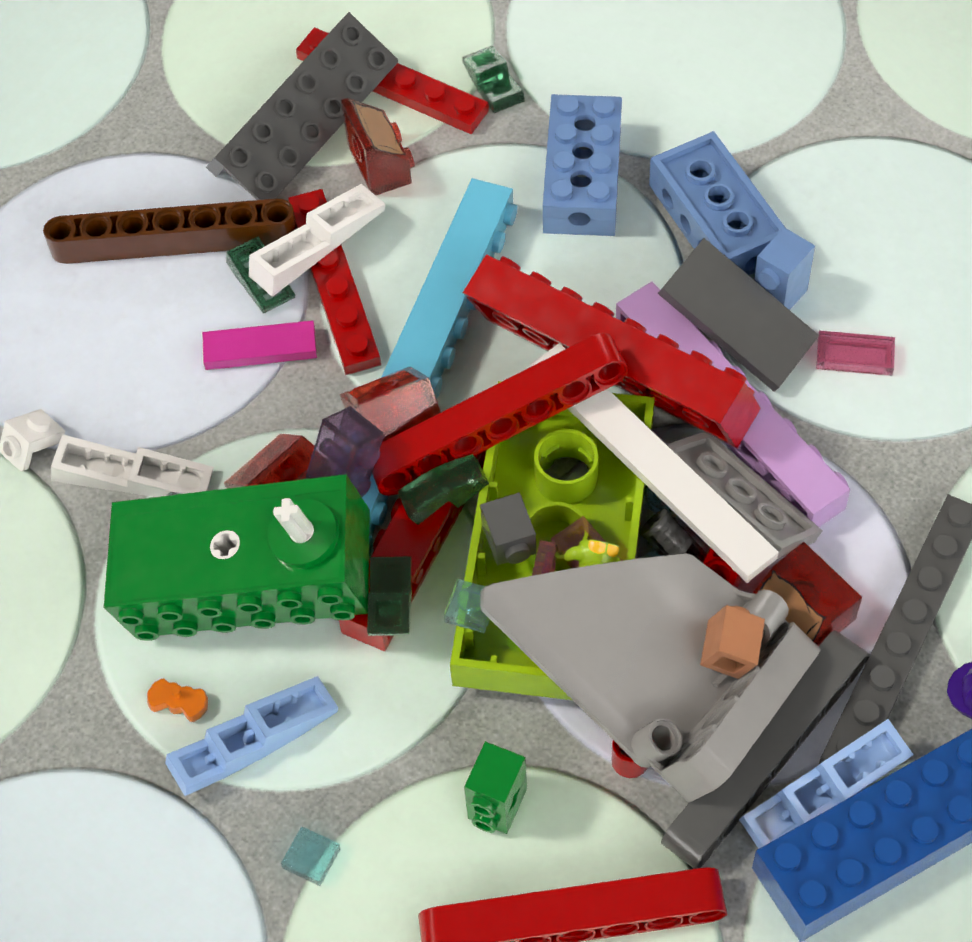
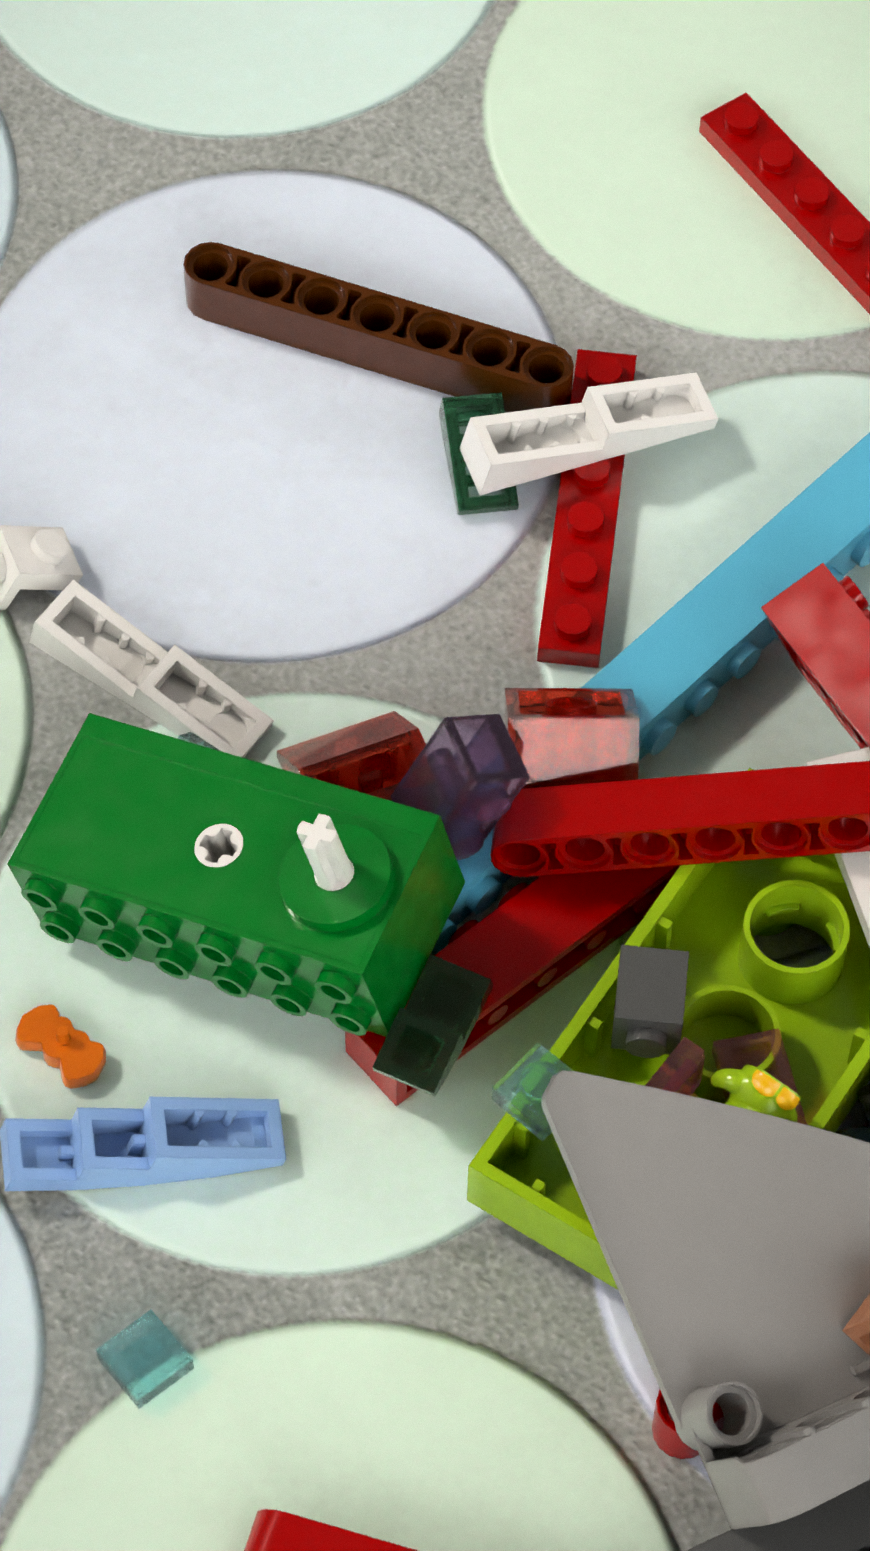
camera: 20 degrees right, 0 degrees up
(259, 345) = (428, 562): dark pink tile -> none
(304, 110) = (667, 222): dark grey bracket -> none
(376, 147) = (750, 323): clear red slope -> none
(451, 482) = (601, 891): clear green slope -> none
(495, 788) = (453, 1379): green brick -> none

